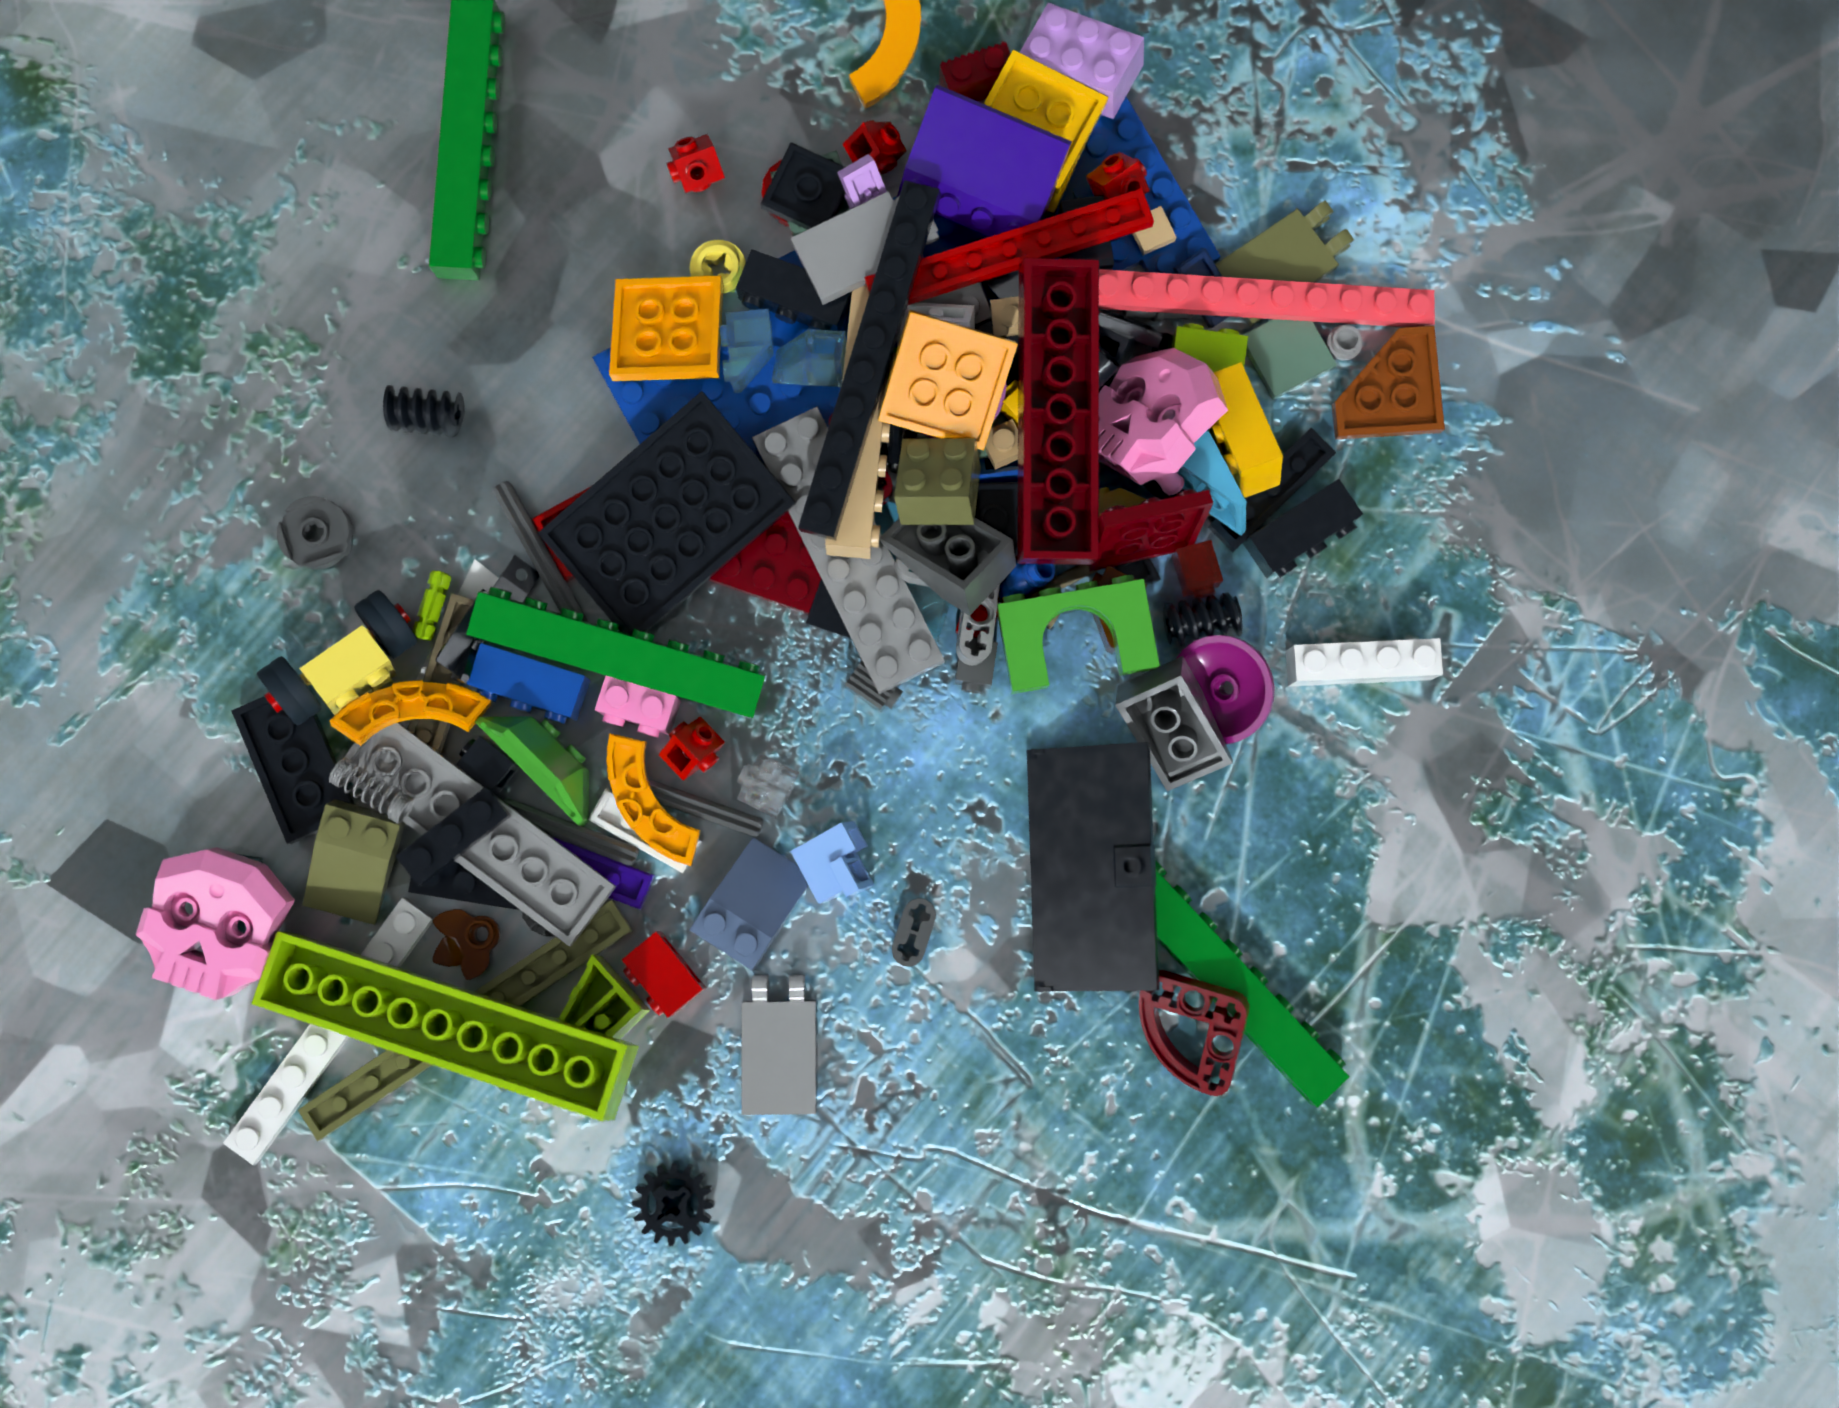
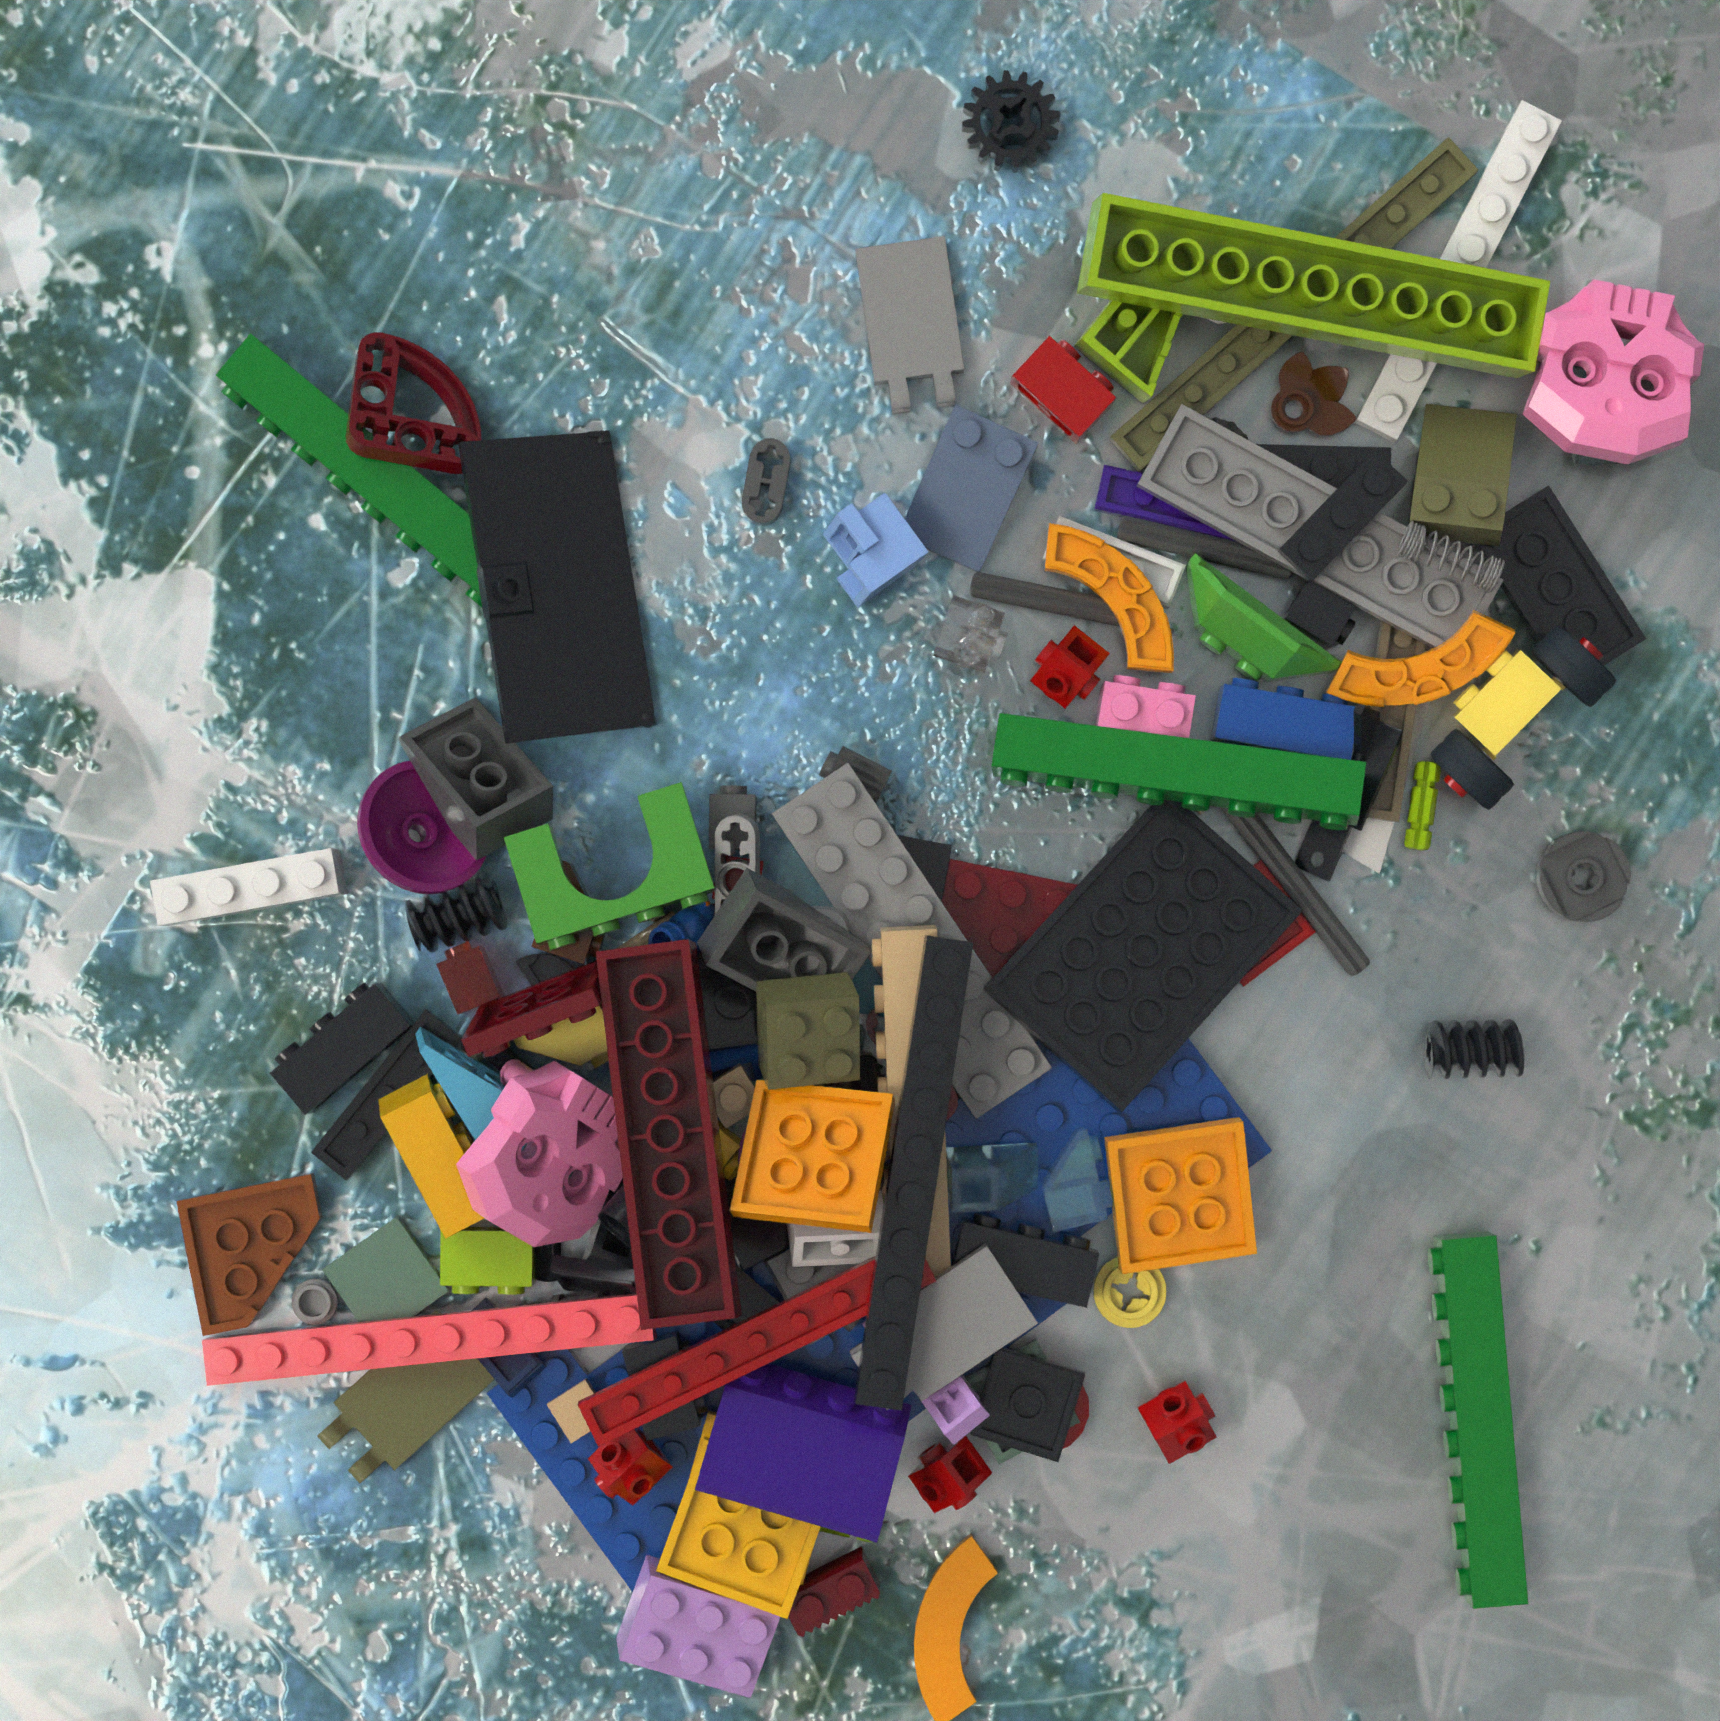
camera: 175 degrees right, 5 degrees up
(1005, 316) = (752, 1260): tan plate -> none

